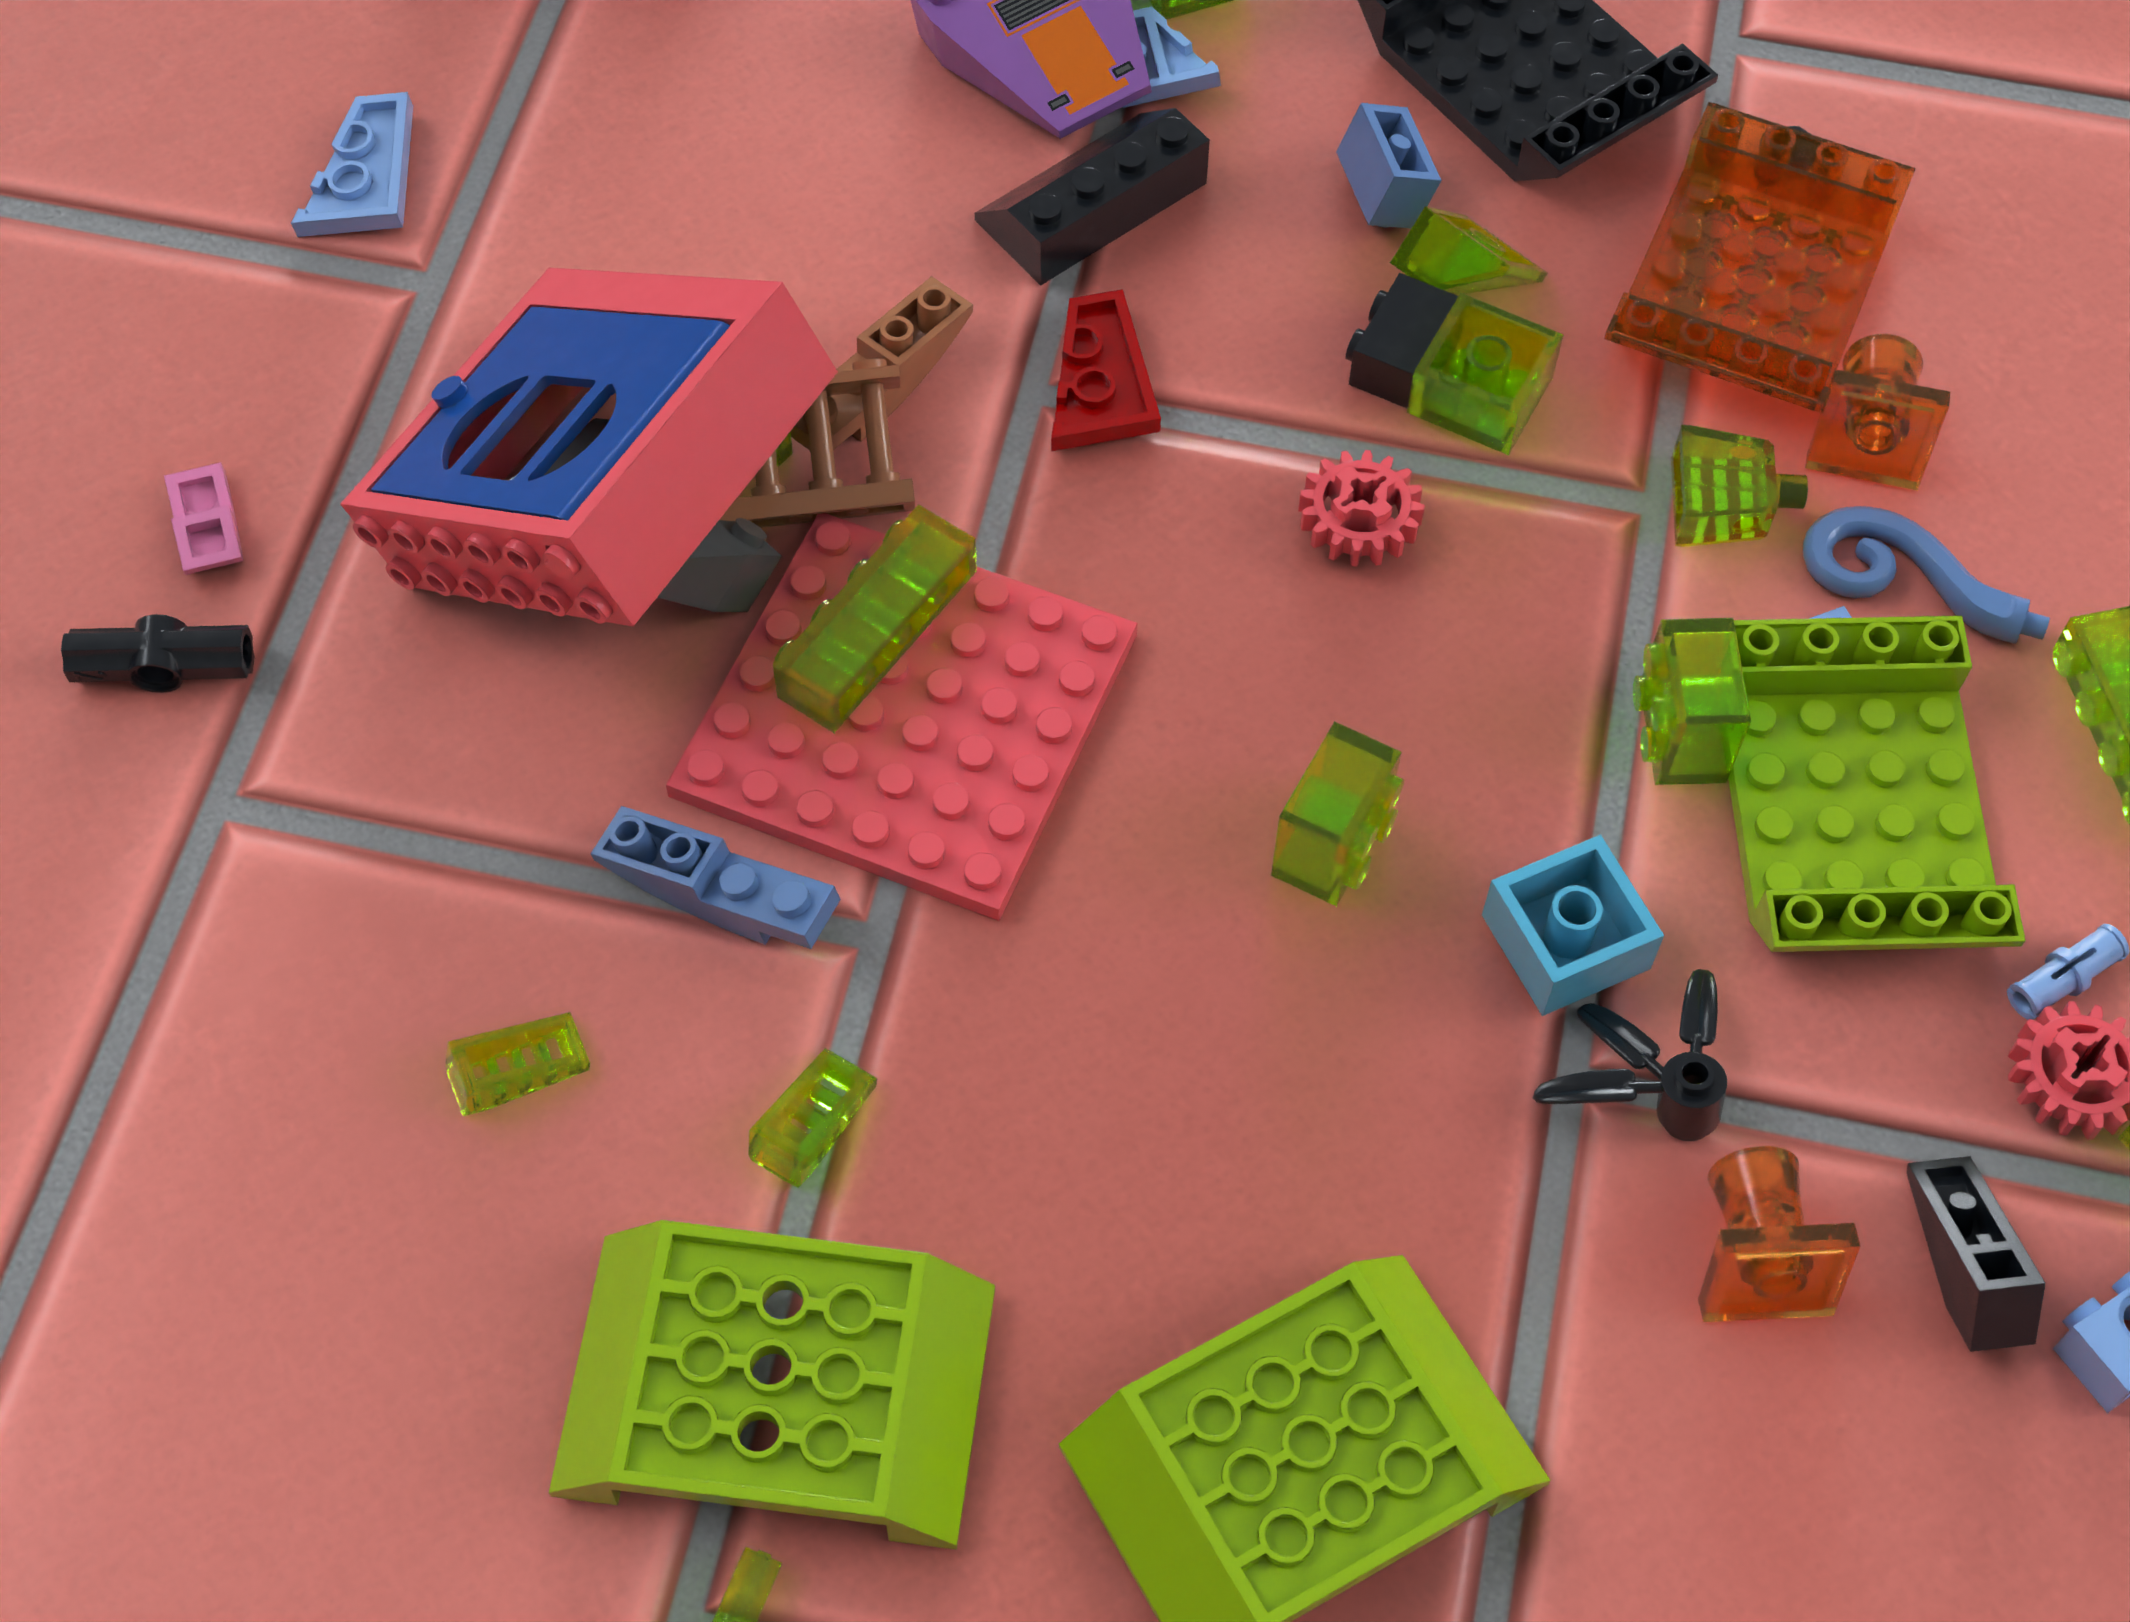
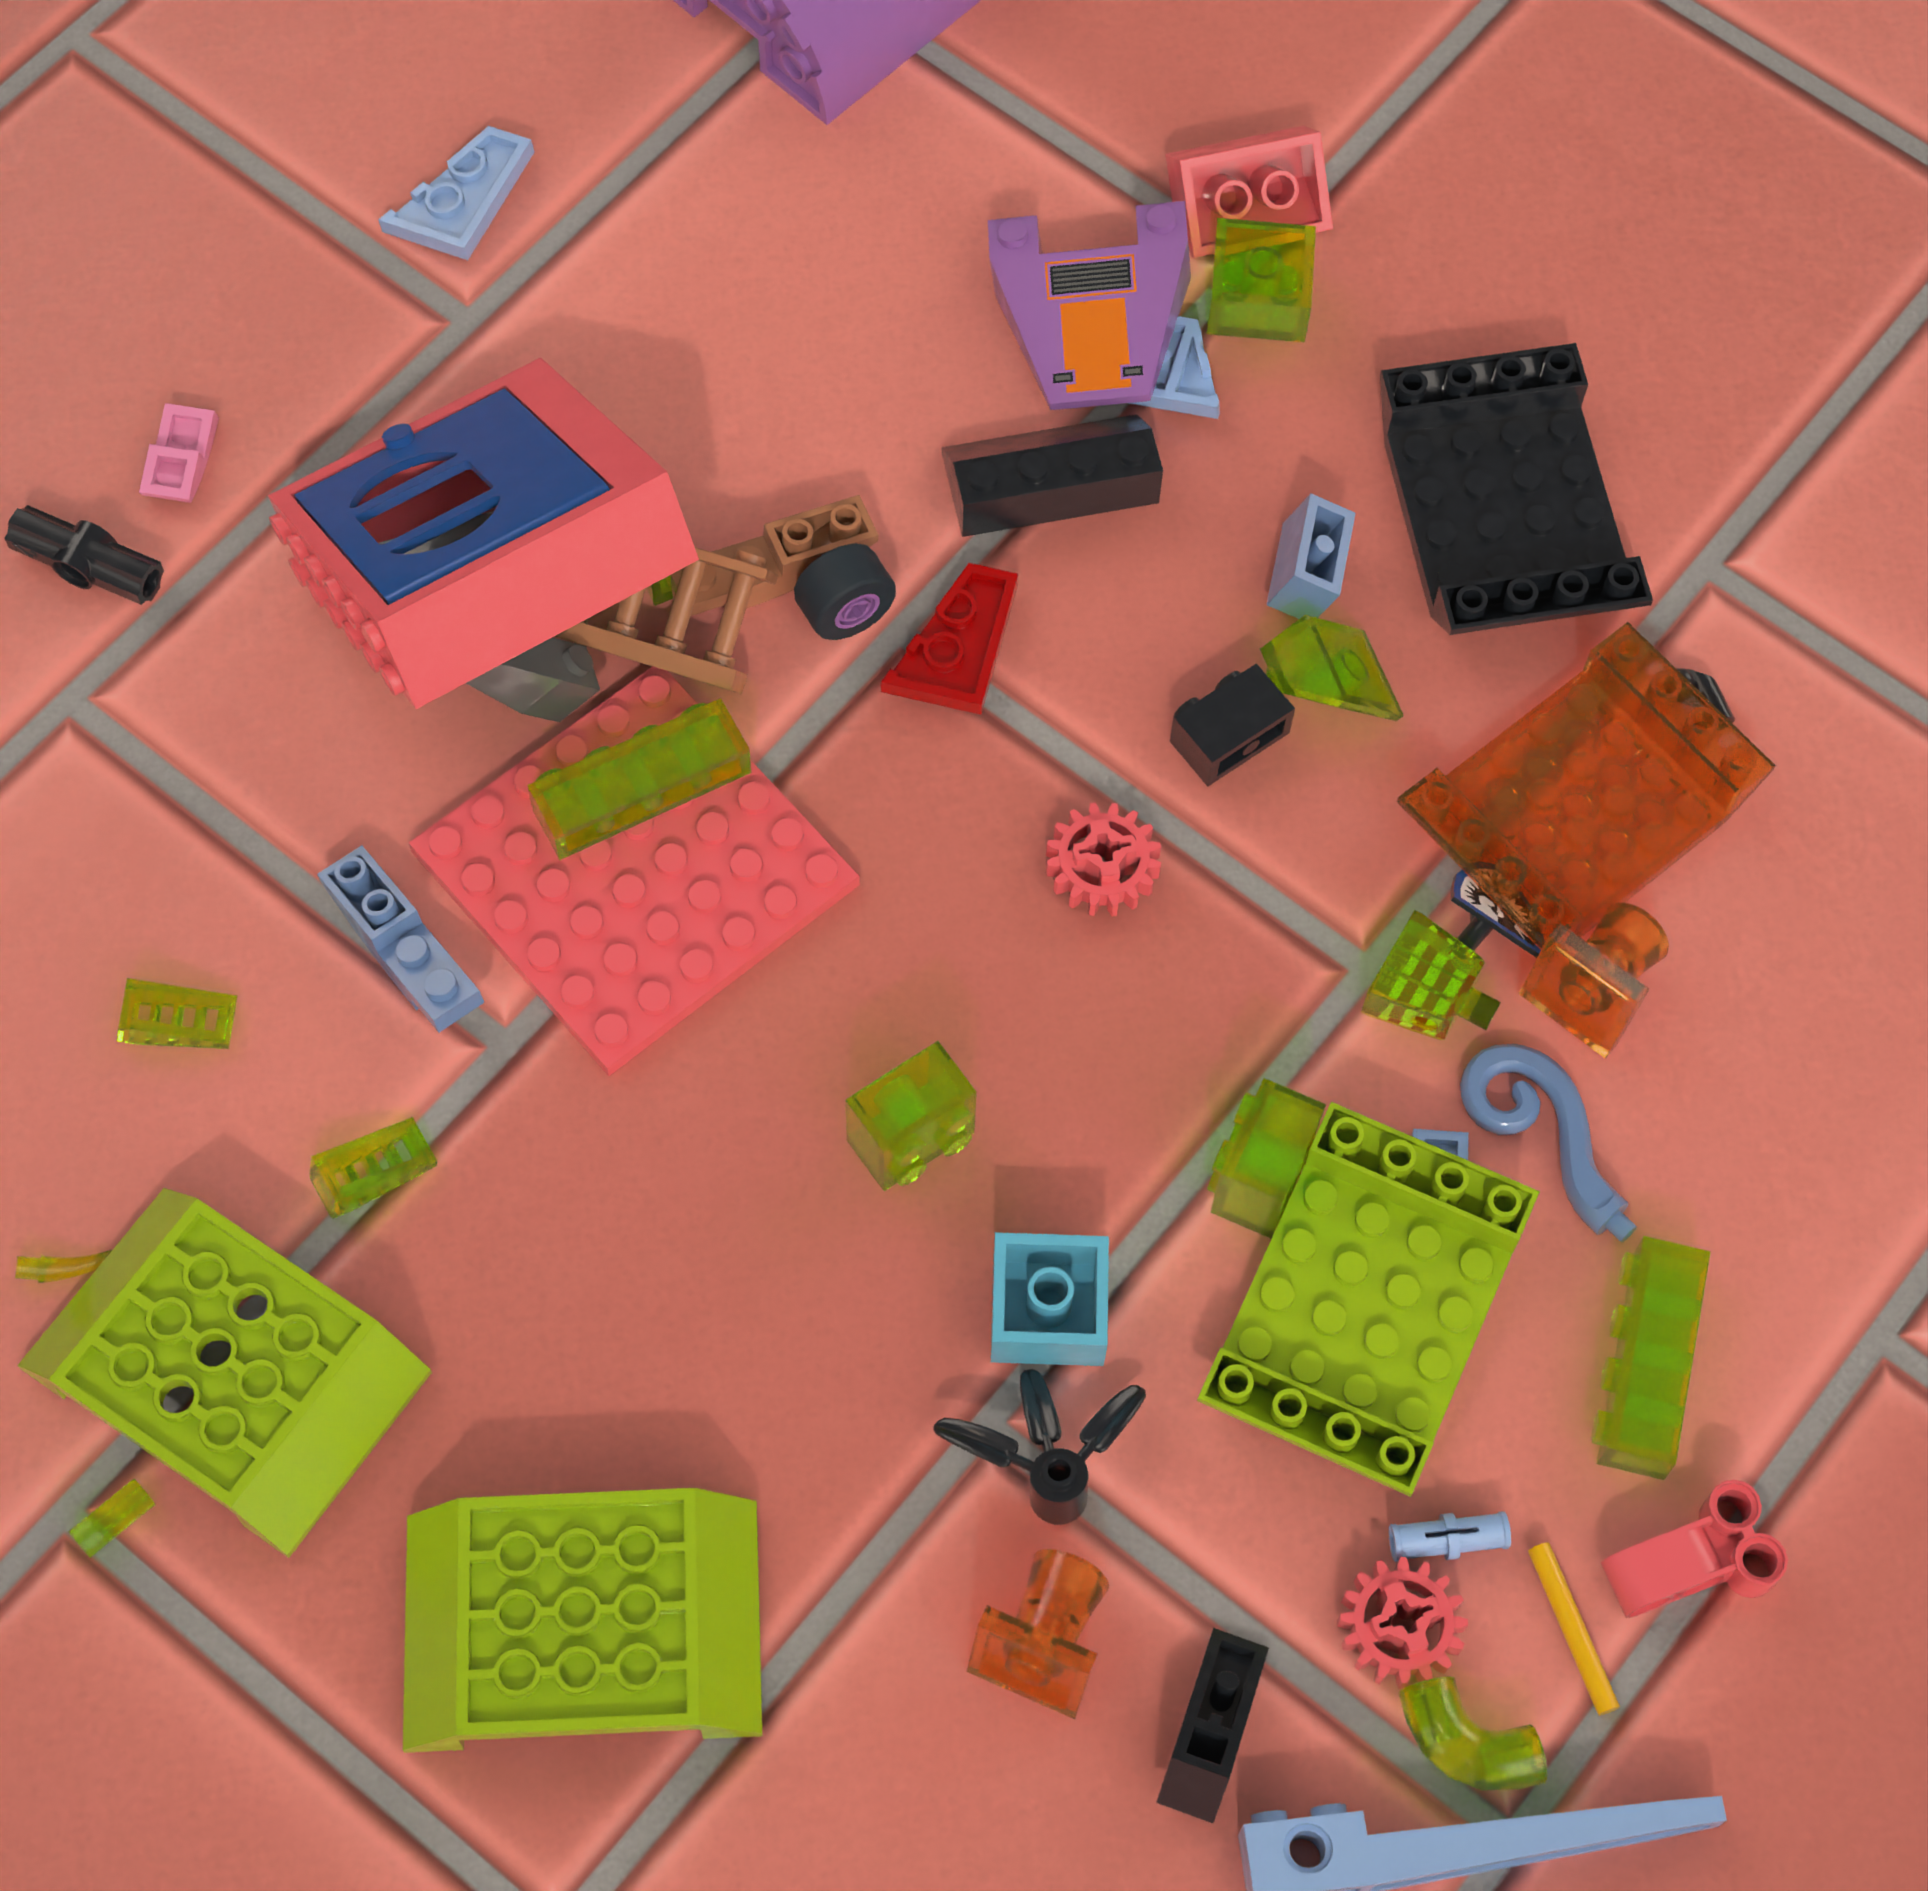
camera: 25 degrees right, 5 degrees up
(532, 1374) = (54, 1269): none -> clear neon green helmet
(970, 368) = (844, 591): none -> black wheel
(1484, 373) = (1276, 786): clear neon green brick -> none
(1744, 412) = (1485, 916): none -> shield

